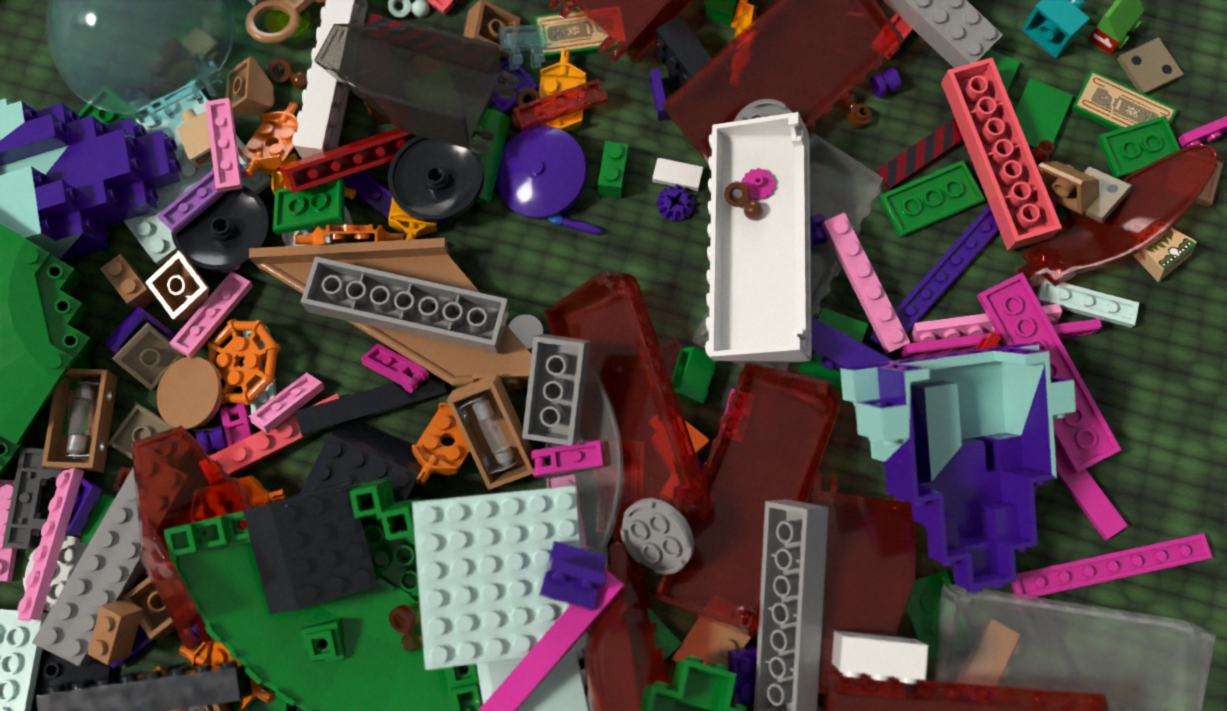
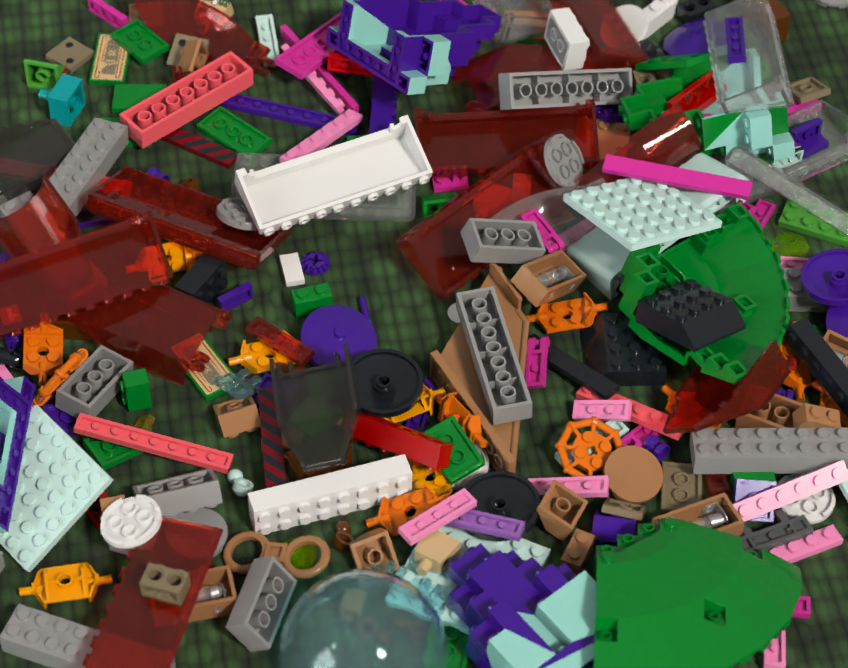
camera: 120 degrees left, 25 degrees down
(403, 620) = (701, 272): clear red plate -> none
(573, 576) = (618, 172): dark purple bracket -> none
(752, 209) = (305, 199): reddish brown plate -> none
(759, 183) = (288, 197): dark pink piece -> none

